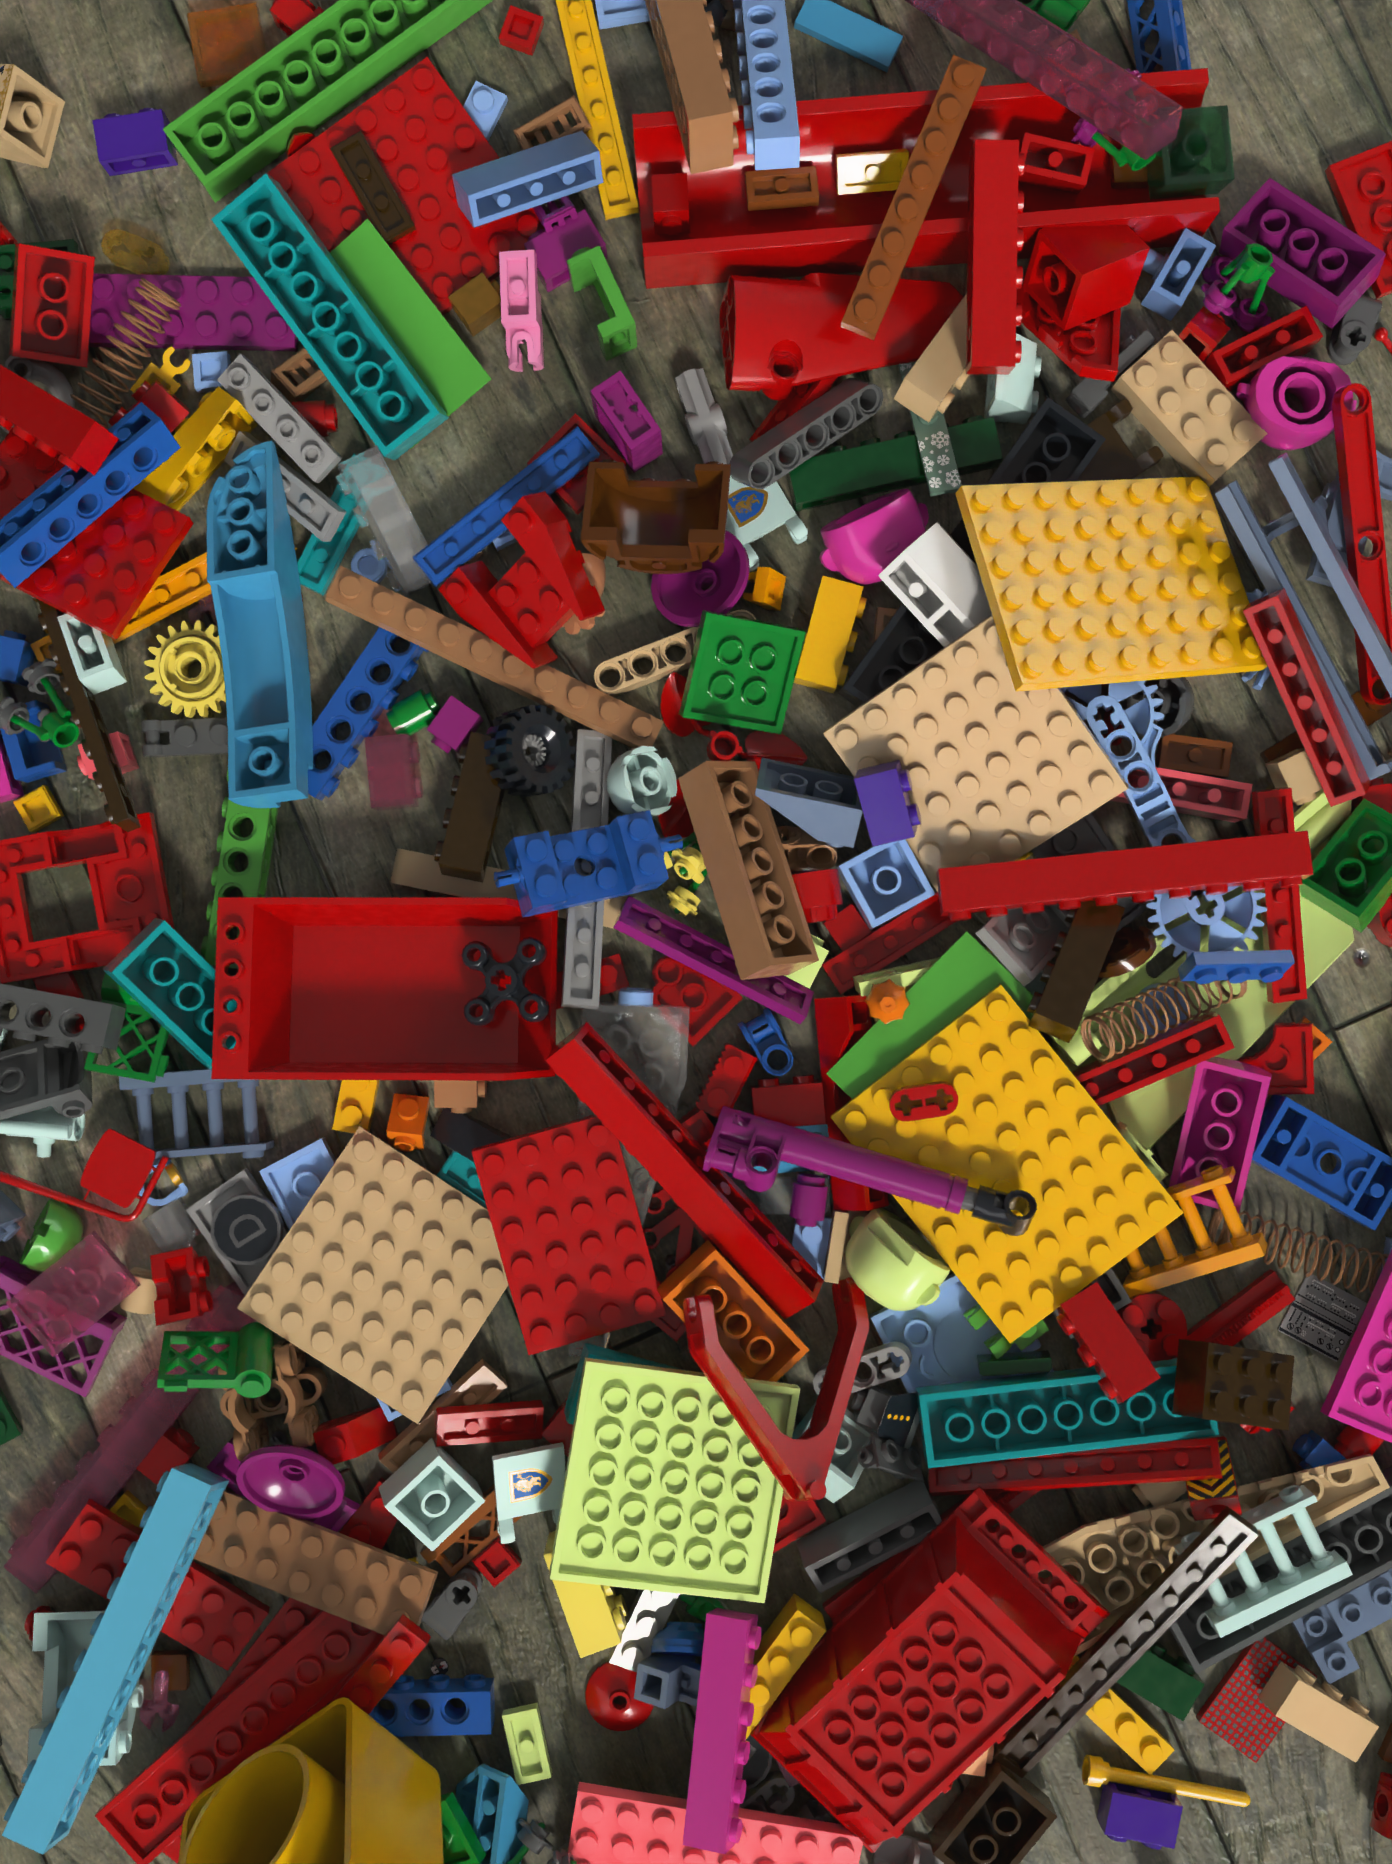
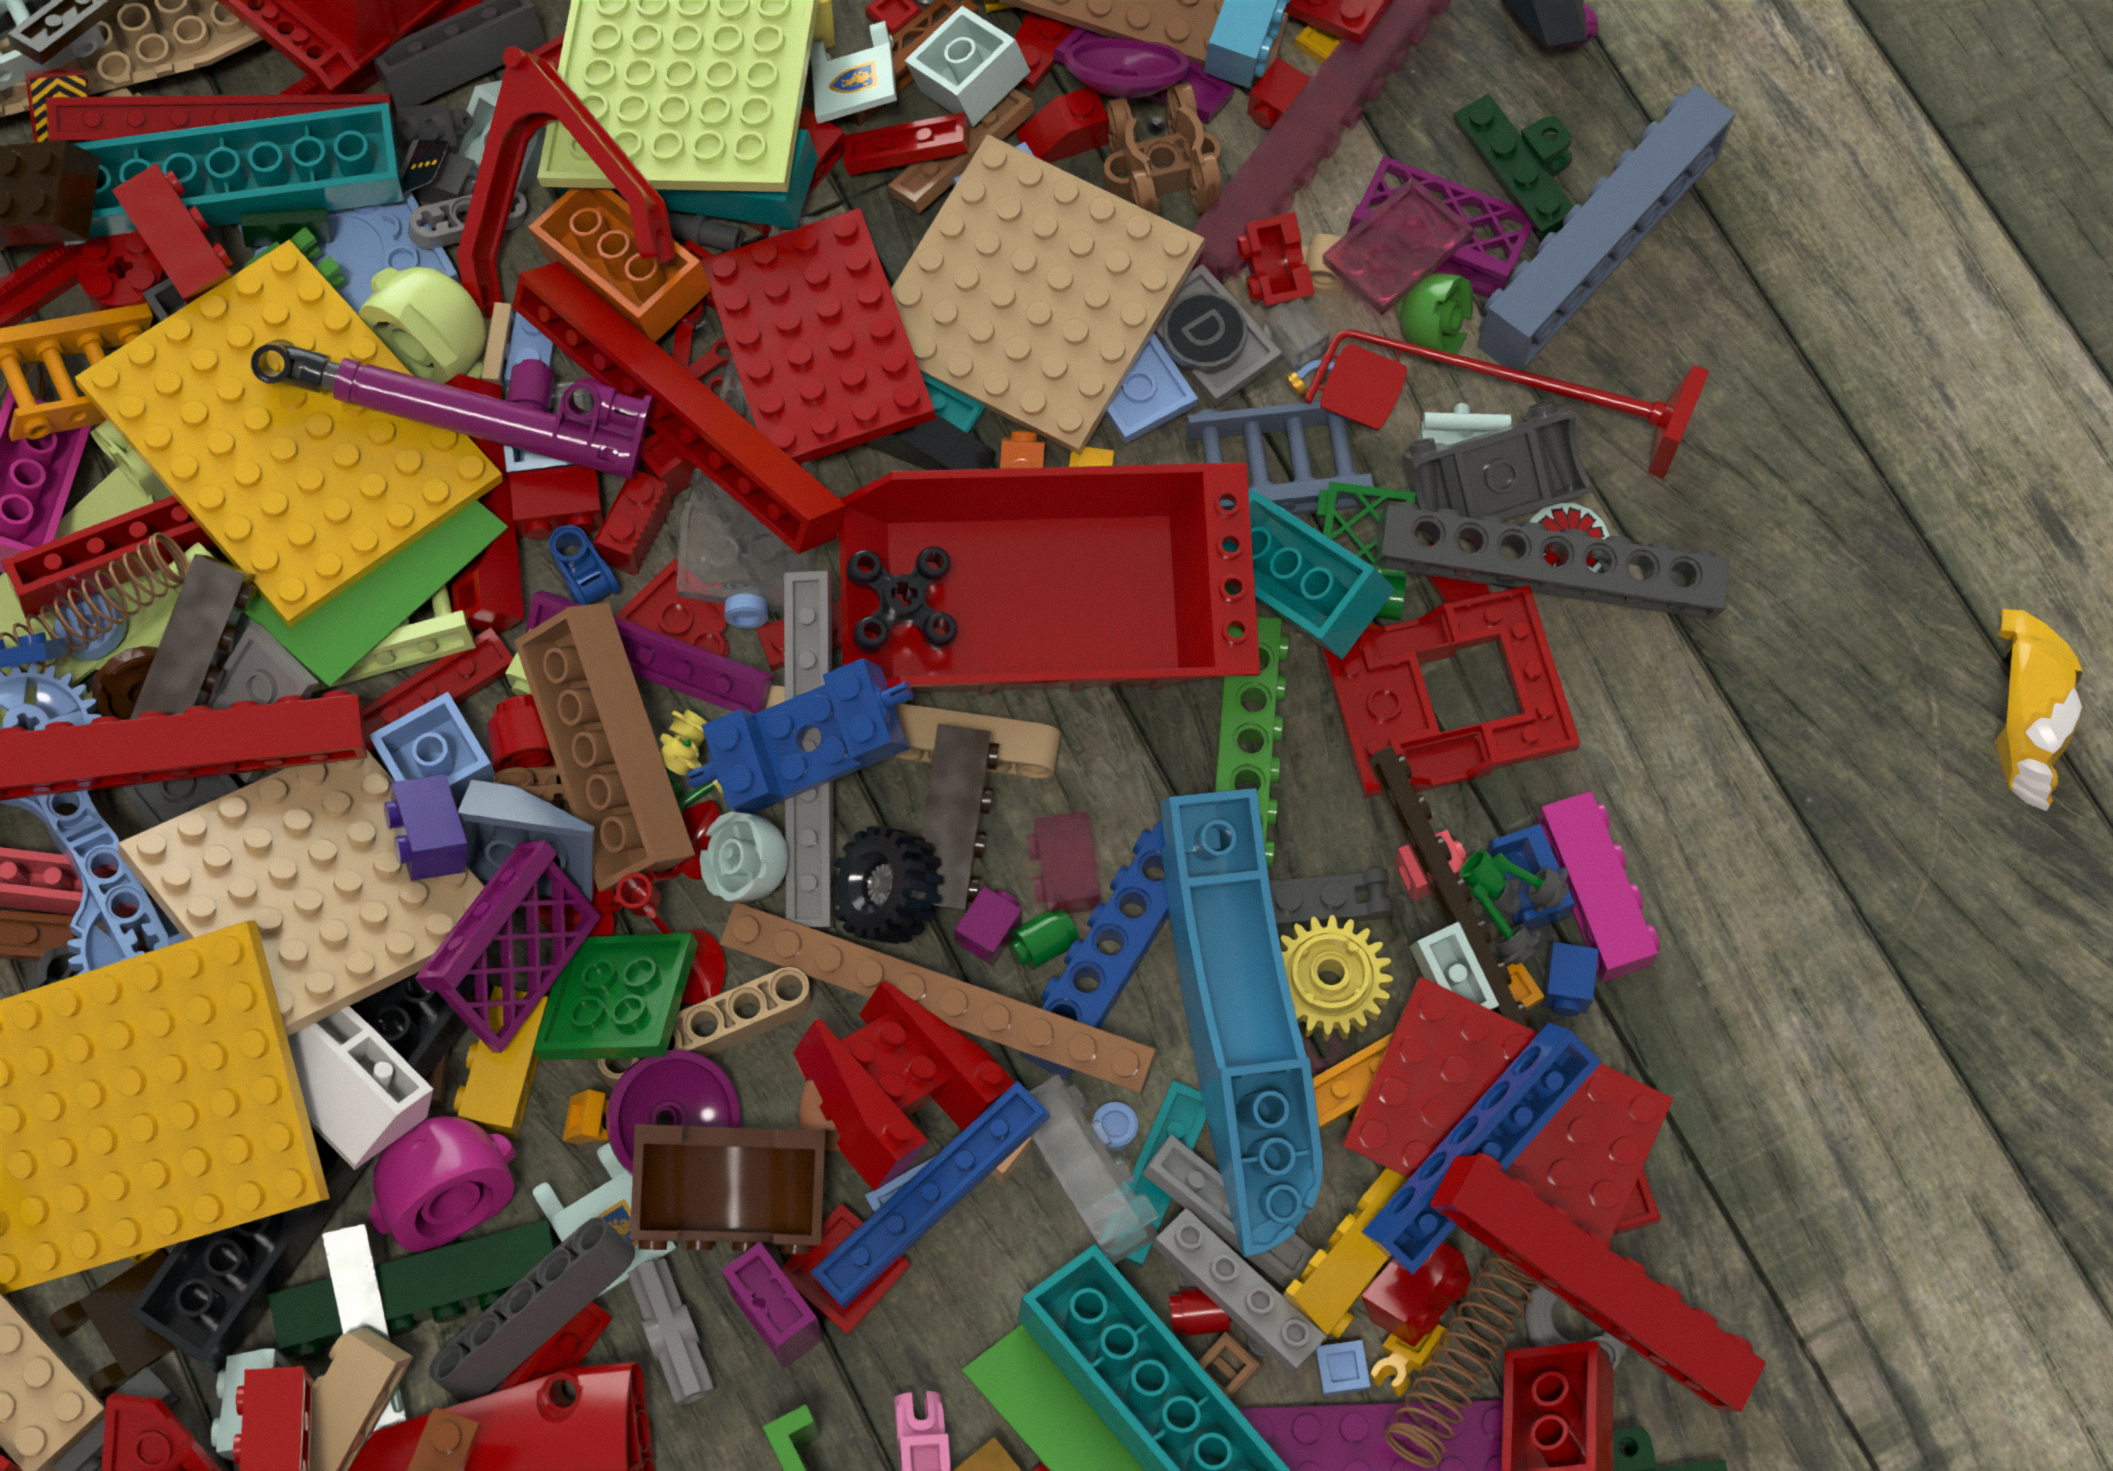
camera: 175 degrees right, 20 degrees down
(38, 808) = (1513, 804): yellow tile -> none
(247, 1364) = (1184, 177): green piece -> none
(664, 1349) = (705, 232): none -> dark grey pin
(836, 717) = (493, 913): none -> magenta fence
(847, 928) = (478, 708): red tile -> none
(887, 1001) = (430, 602): orange piece -> none
(923, 1110) = (386, 484): red beam -> none

